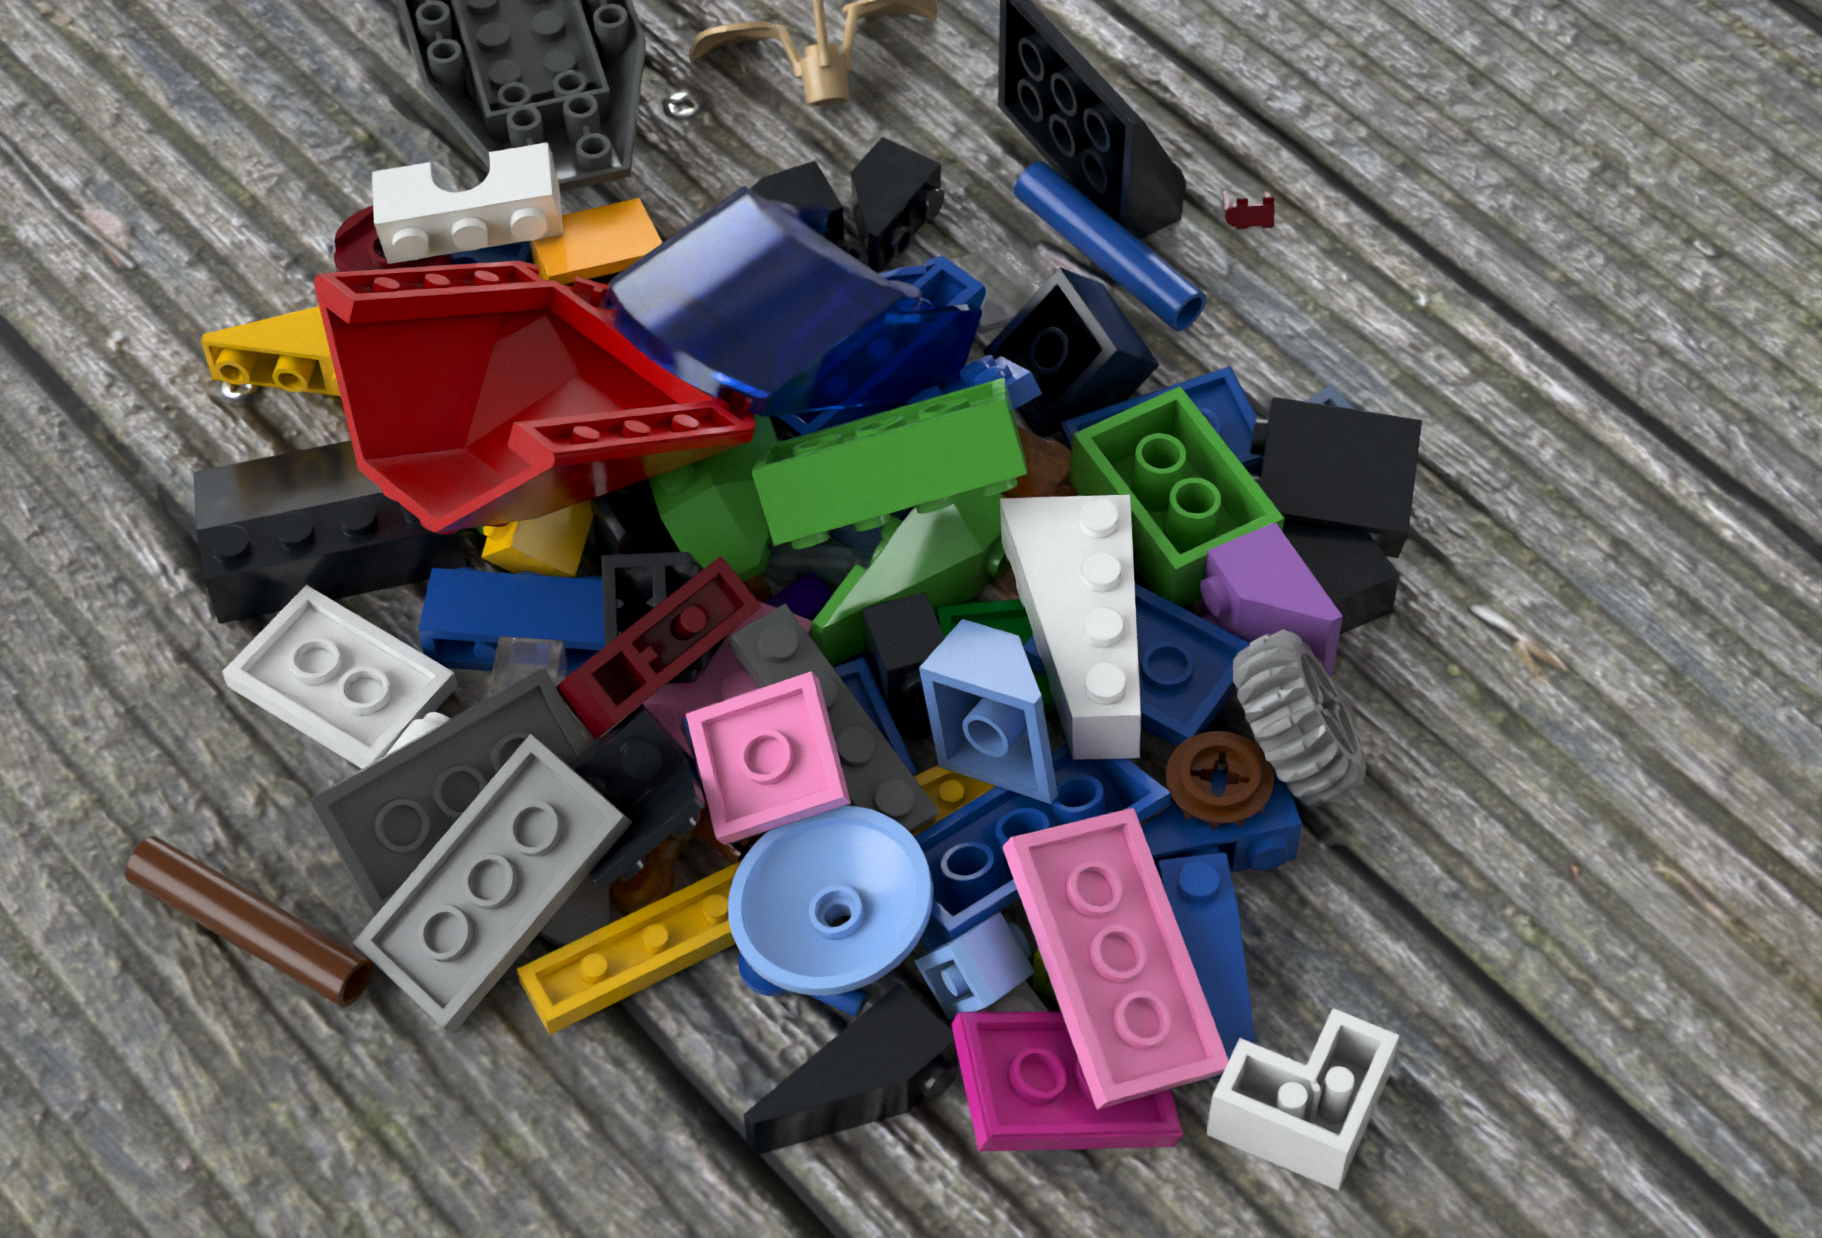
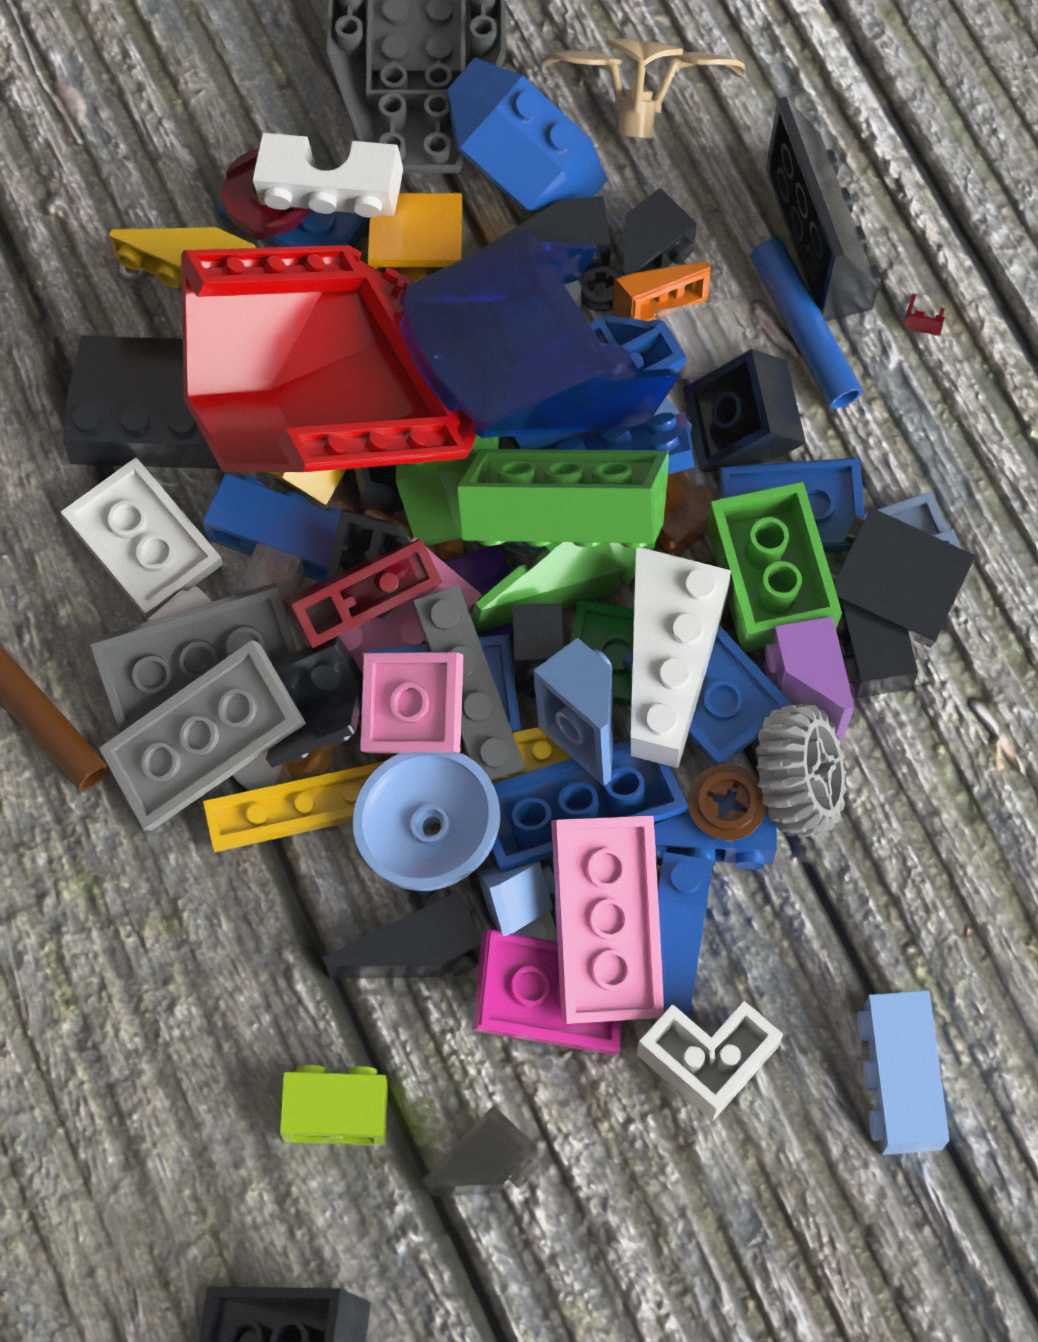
camera: 15 degrees right, 15 degrees up
(695, 115) = (521, 138): none -> blue wedge
(892, 246) = (646, 292): none -> orange slope
(1569, 1056) = (903, 1073): none -> light blue brick

